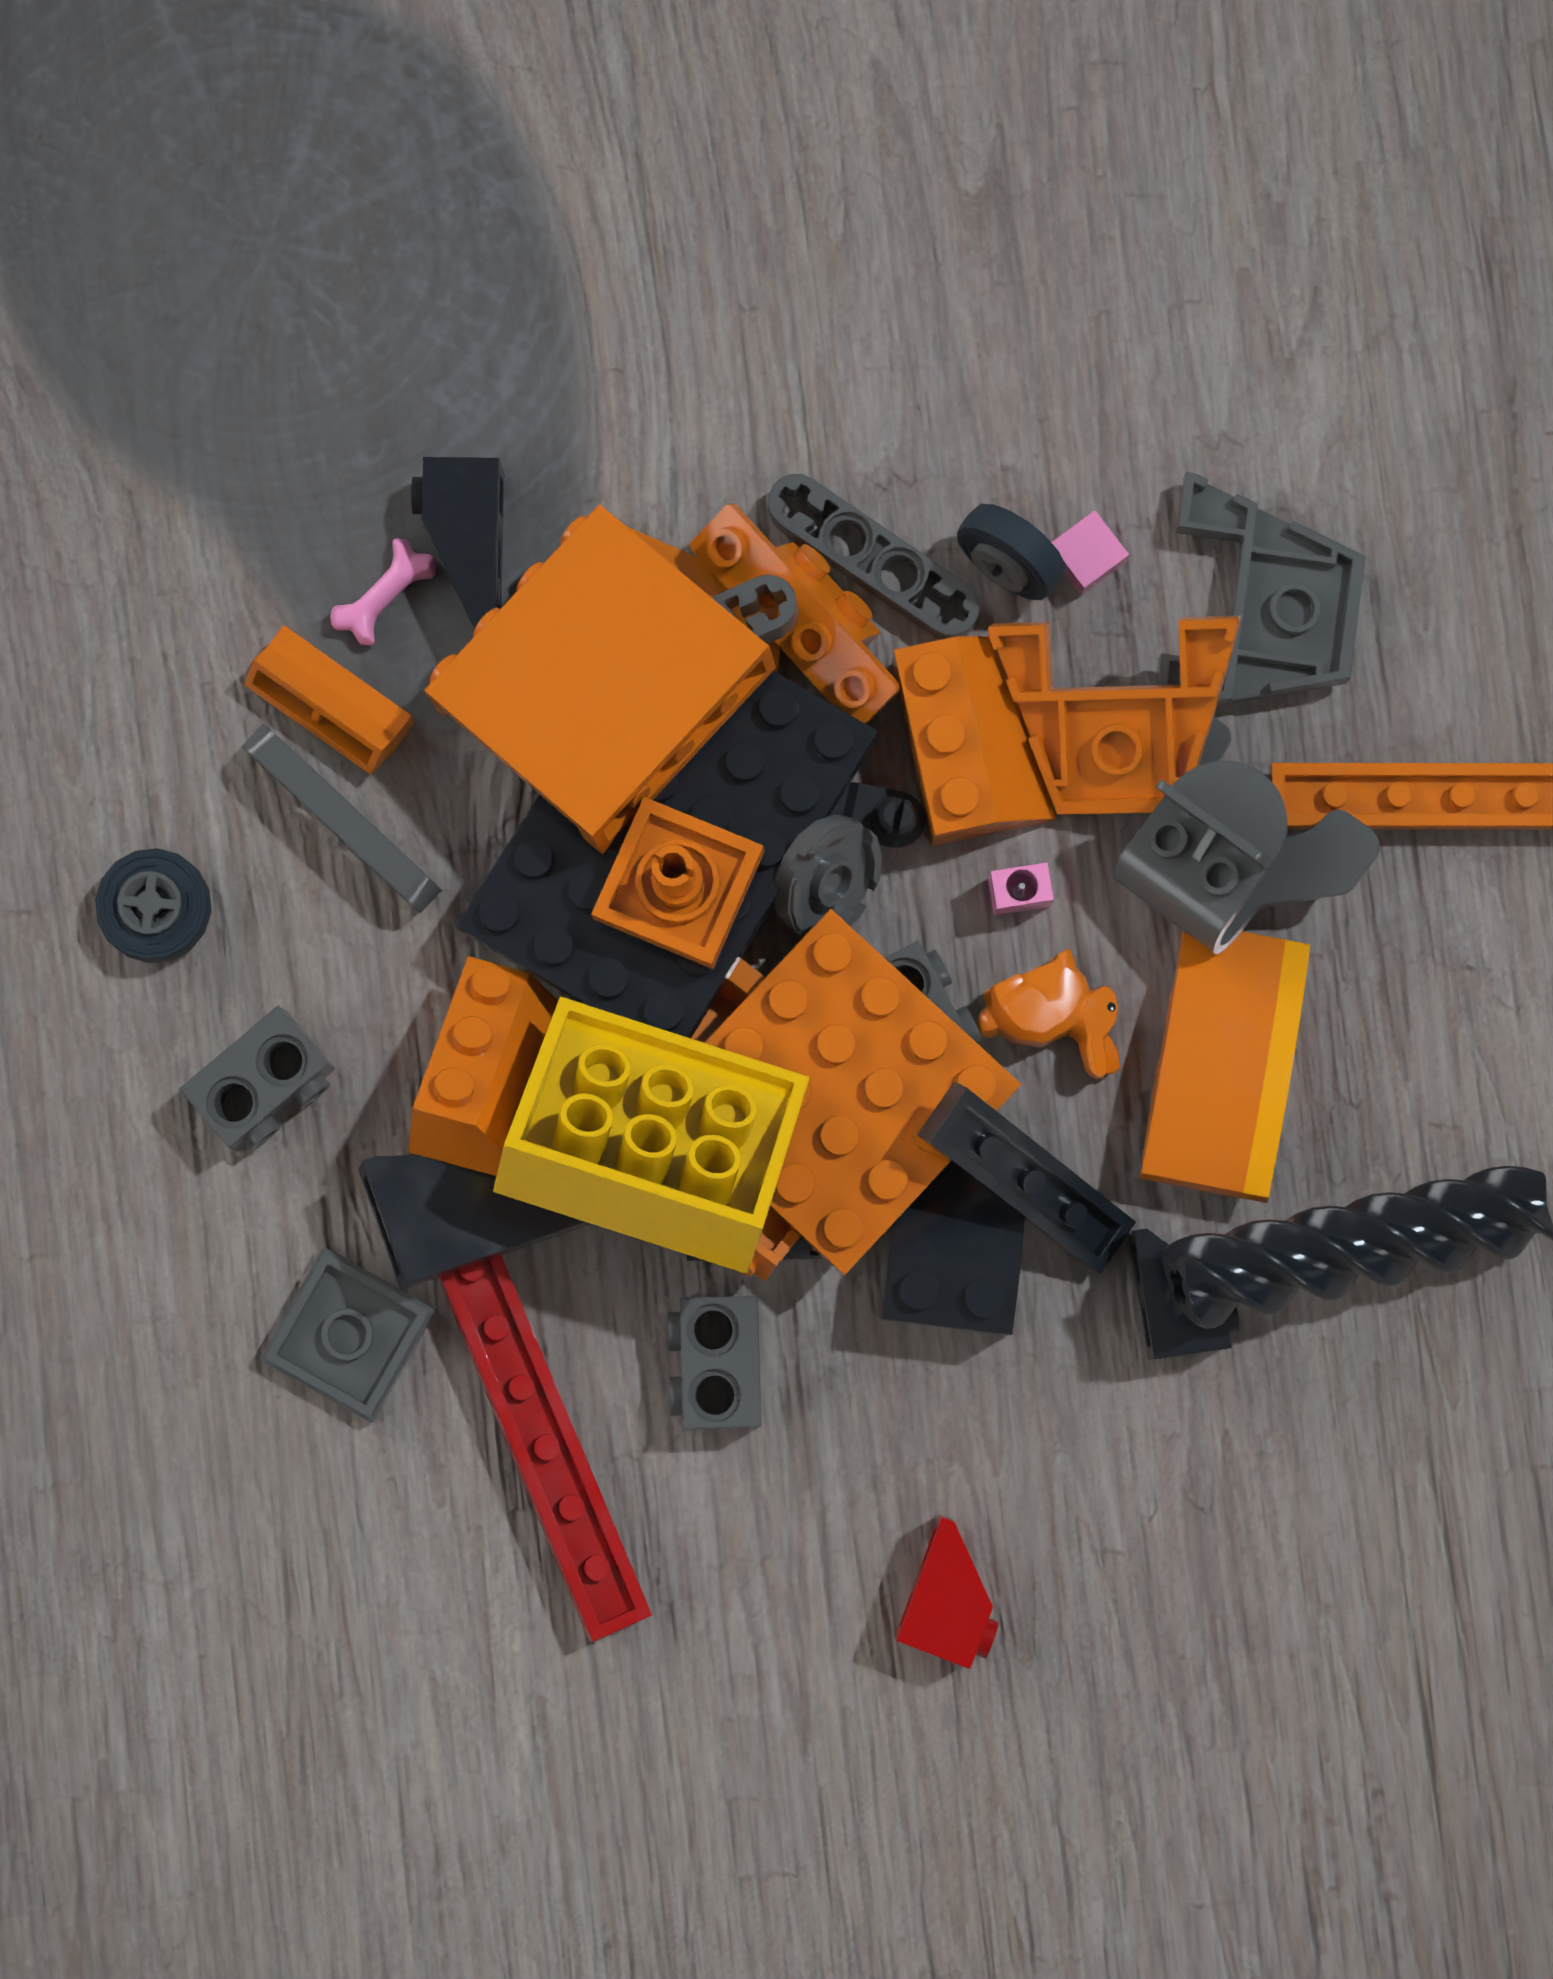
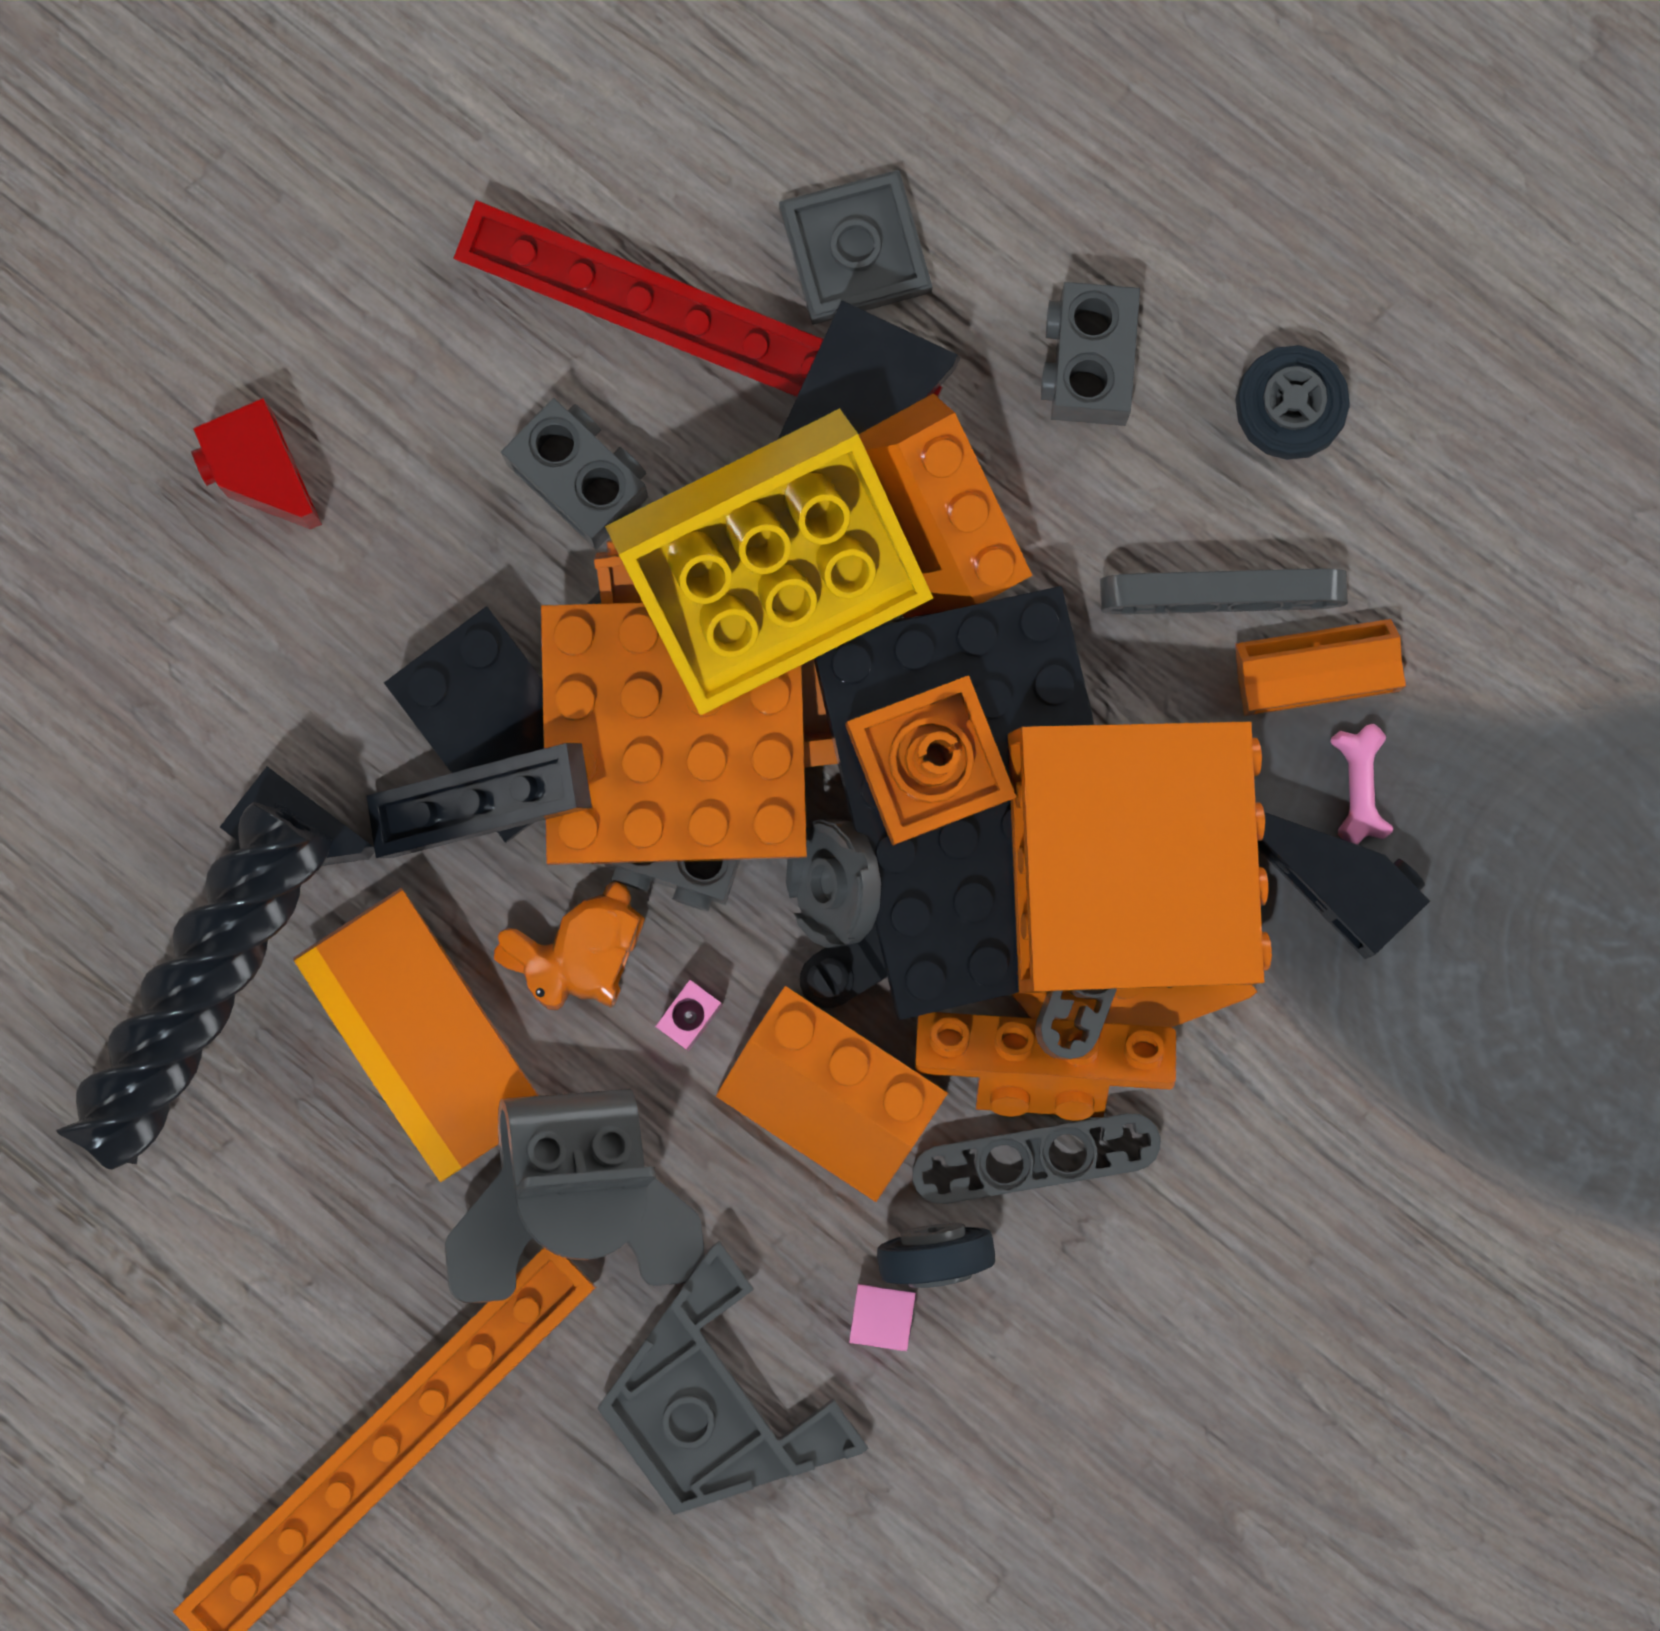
camera: 135 degrees right, 0 degrees up
(1115, 743) = (721, 1187): orange wing -> none

